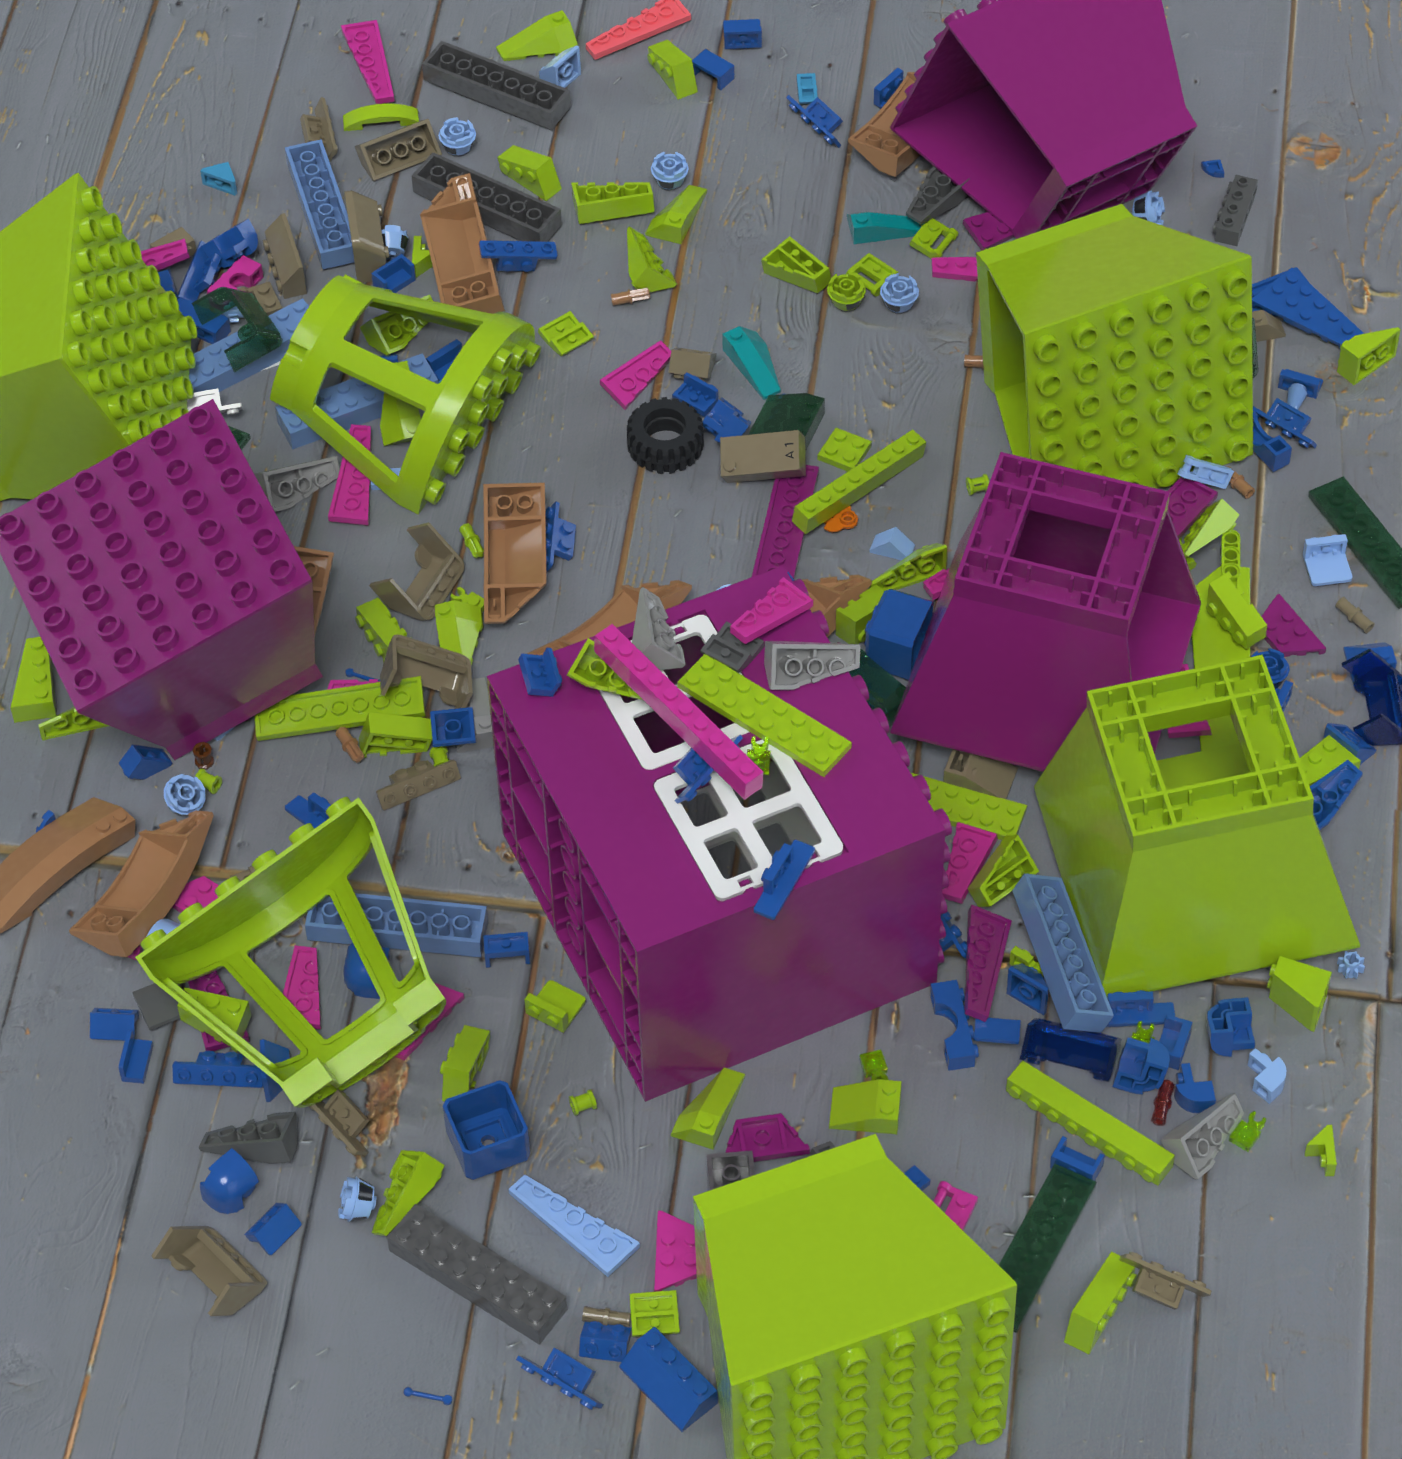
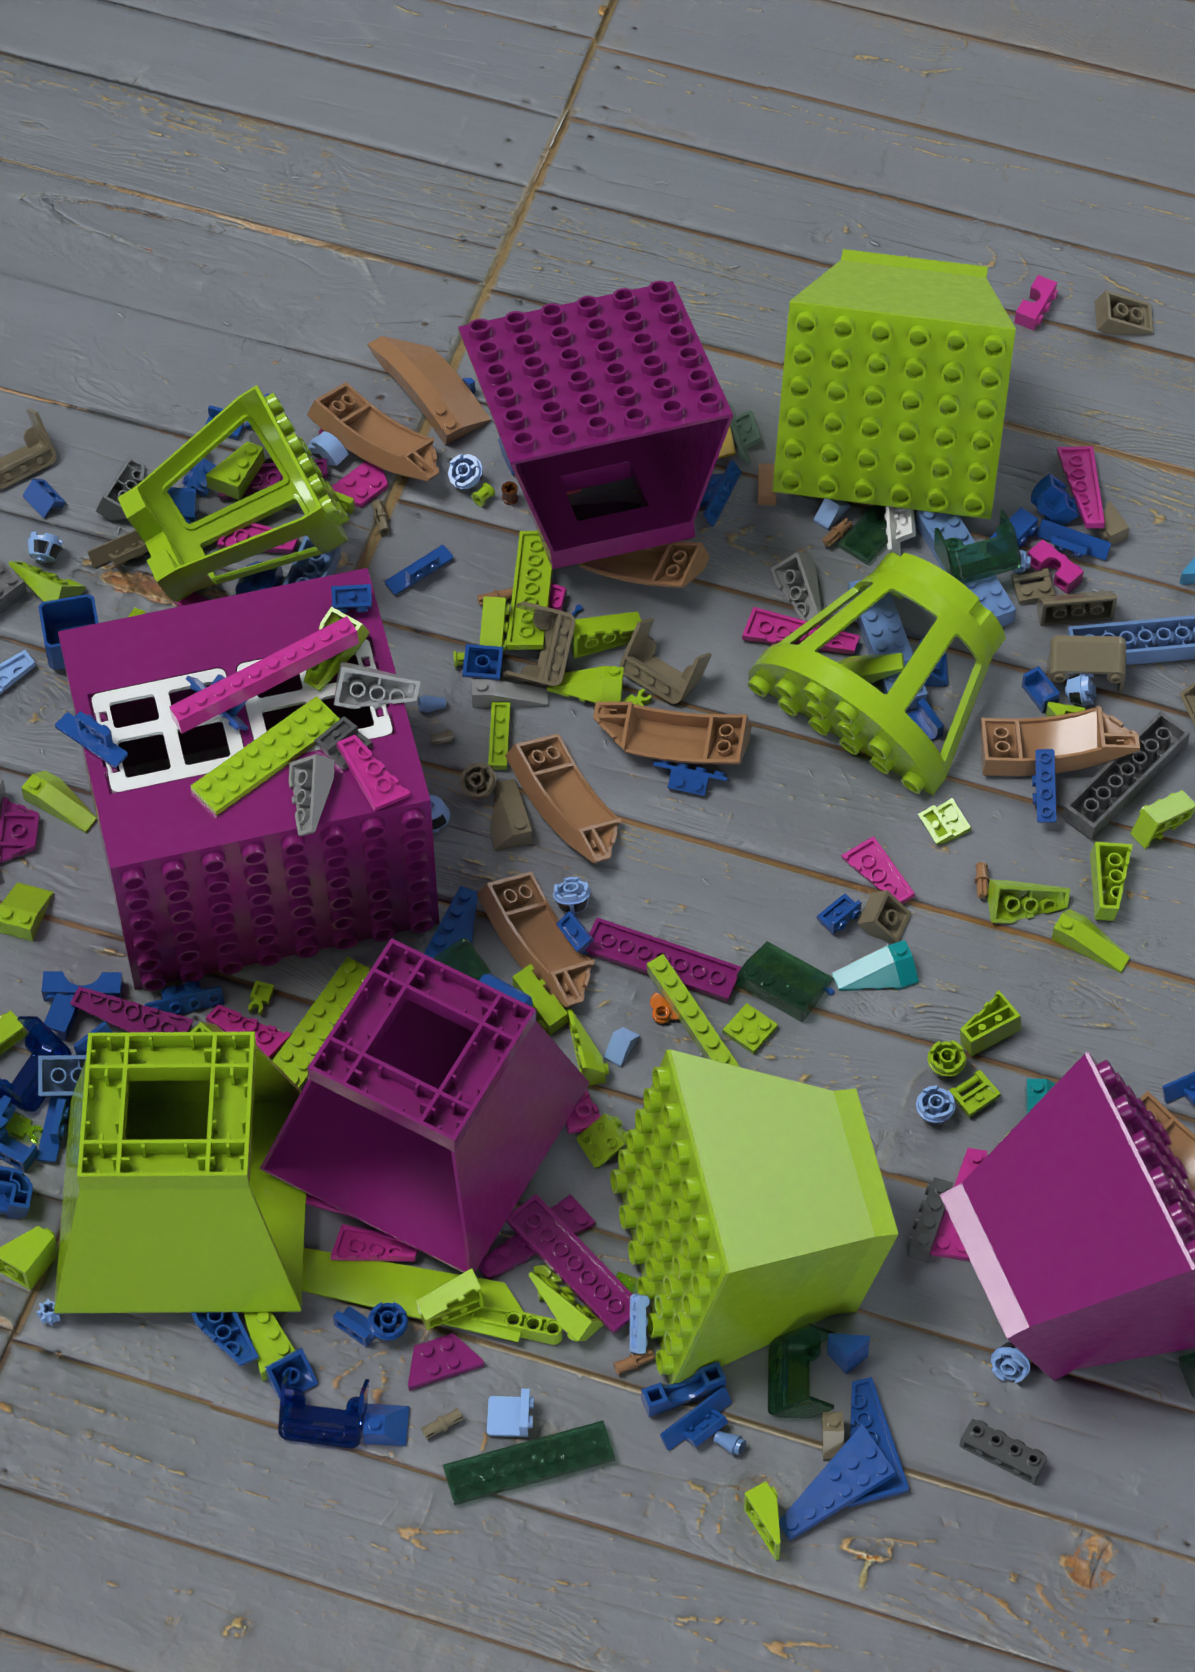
camera: 100 degrees right, 5 degrees up
(228, 1183) = (83, 467): blue brick -> none
(233, 243) = (1100, 564): blue brick -> none
(392, 330) = (989, 700): lime wedge -> none
(416, 781) = (445, 638): dark tan bracket -> none
(472, 540) = (705, 710): lime axle -> none
(665, 416) = (790, 897): black tyre -> none
(669, 170) = (1141, 934): light blue cone -> none
(725, 420) = (794, 927): blue brick -> none
(760, 754) = (218, 740): clear neon green plate -> none
(762, 456) = (737, 944): dark tan brick -> none
(874, 1065) = (61, 923): clear neon green plate -> none
(1213, 168) = (1075, 1449): blue tile -> none
(1289, 377) = (753, 1455): blue panel -> none

